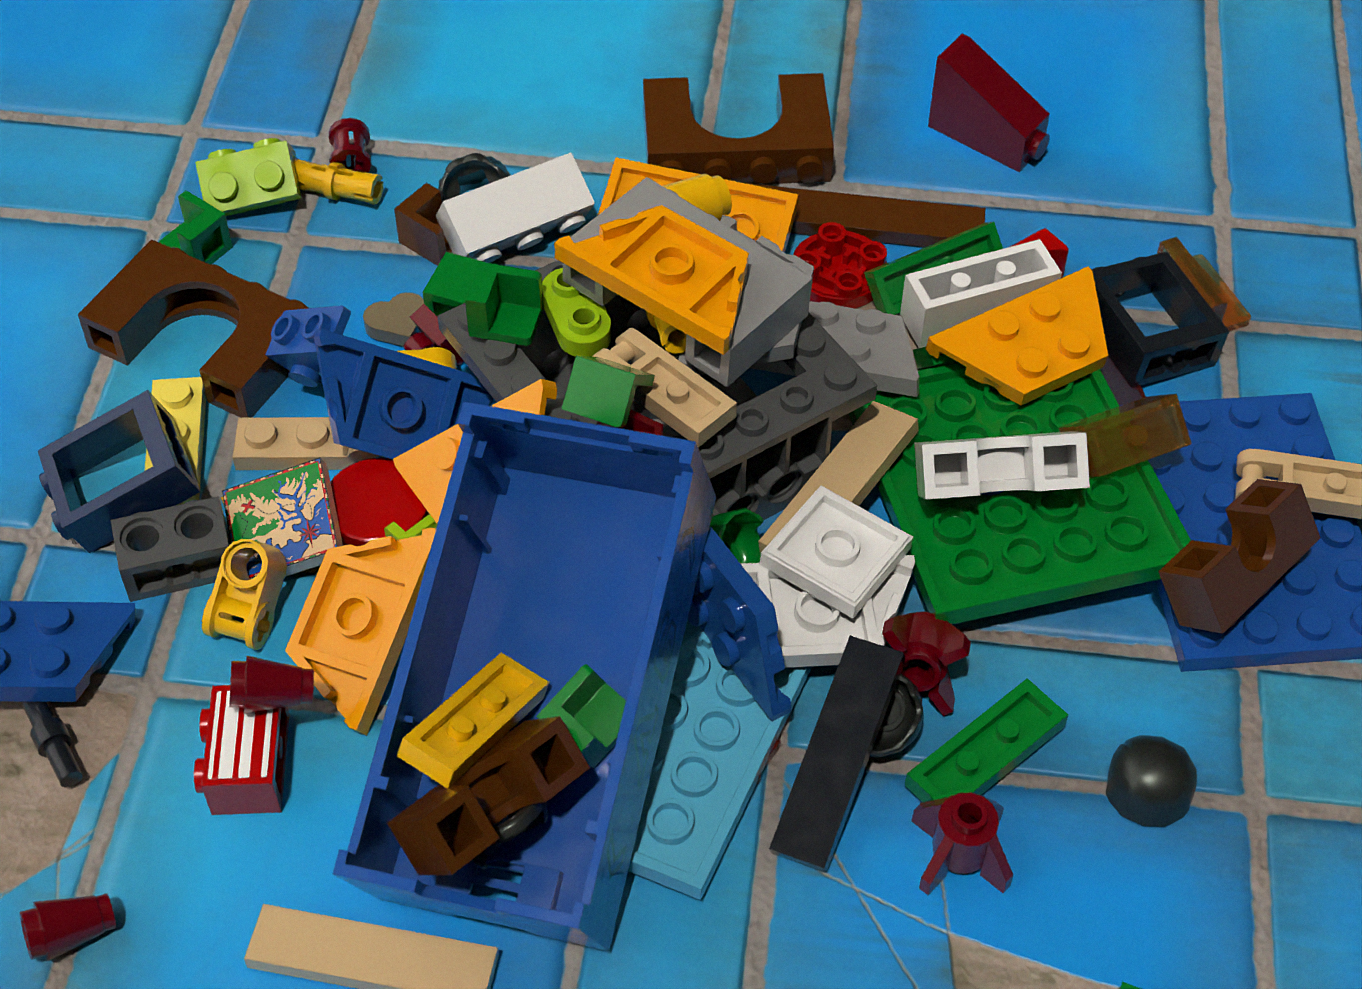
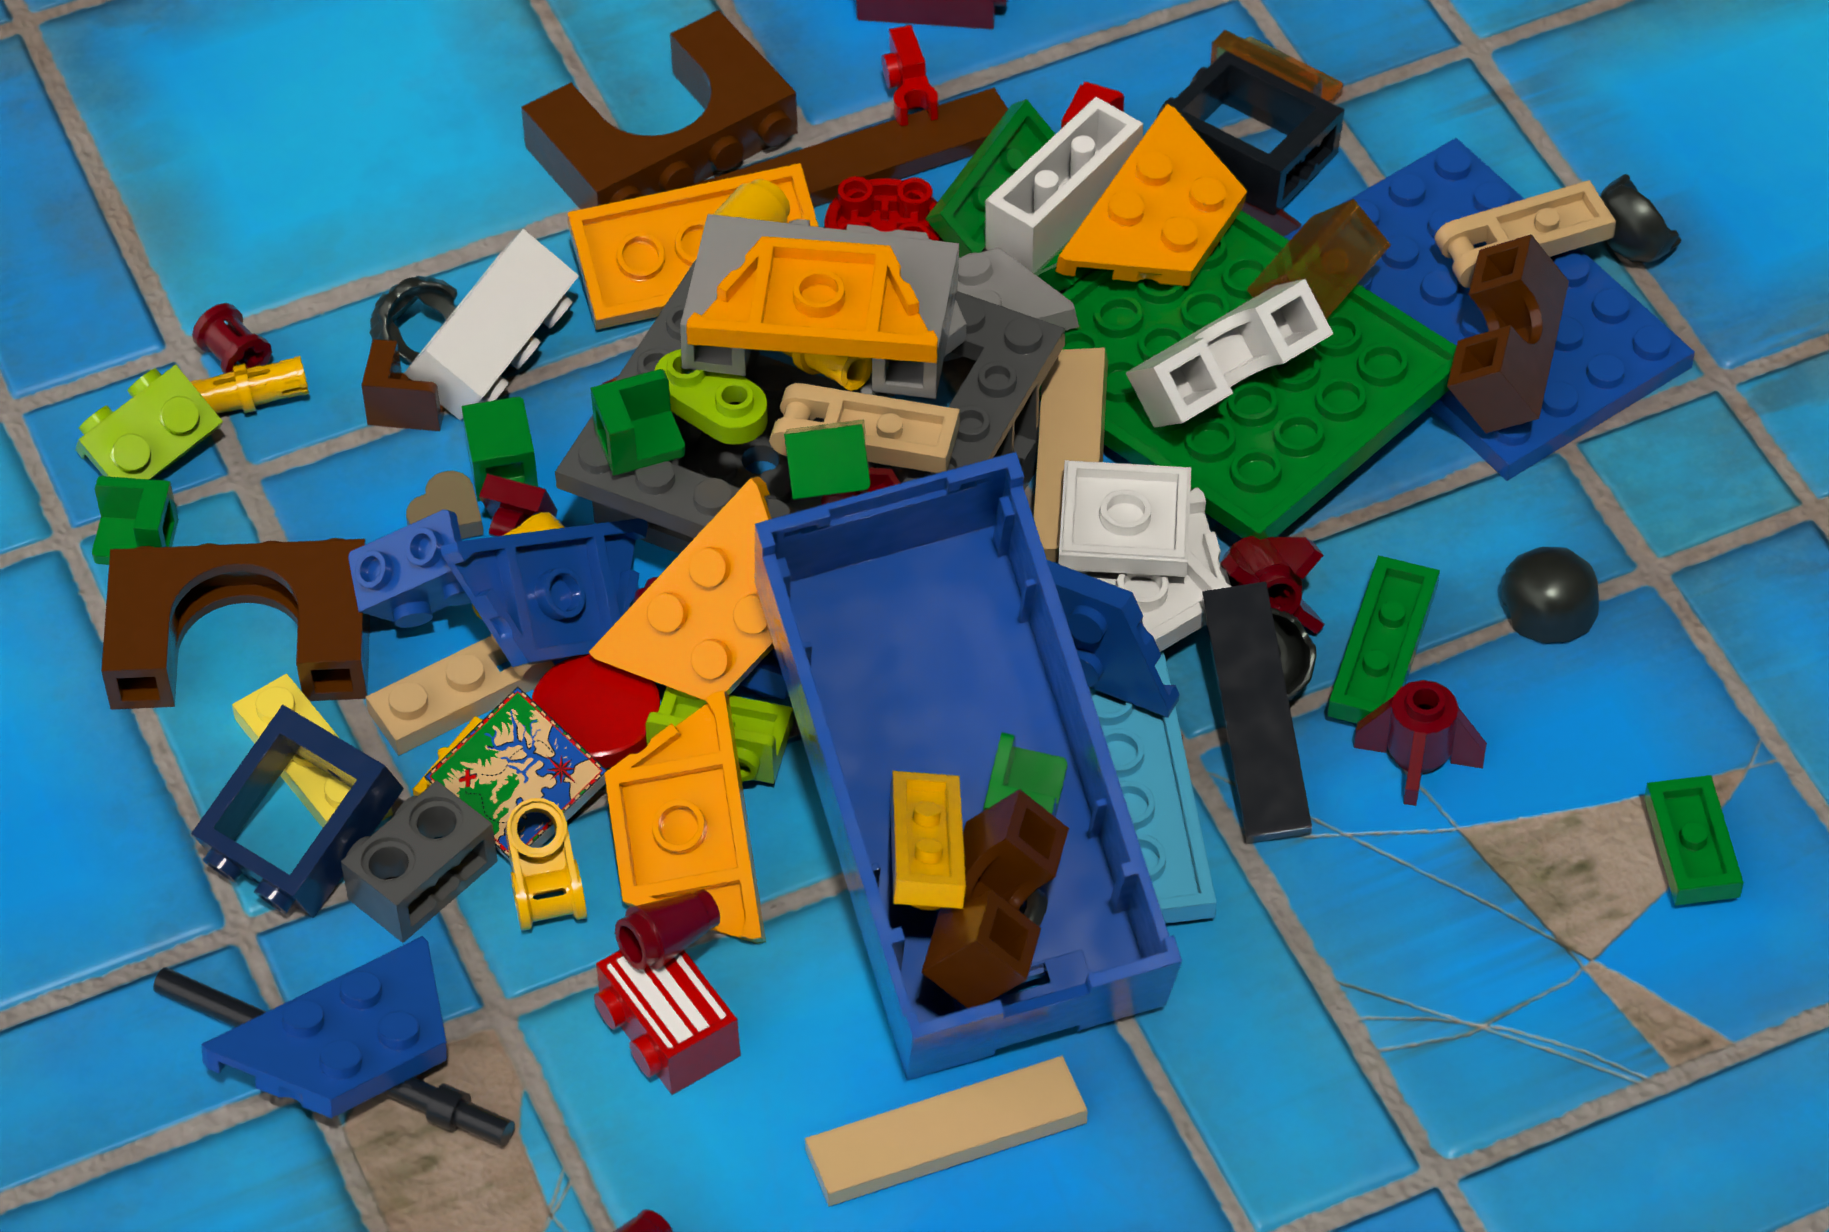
camera: 30 degrees left, 0 degrees up
(926, 173) = (906, 71): none -> red plate

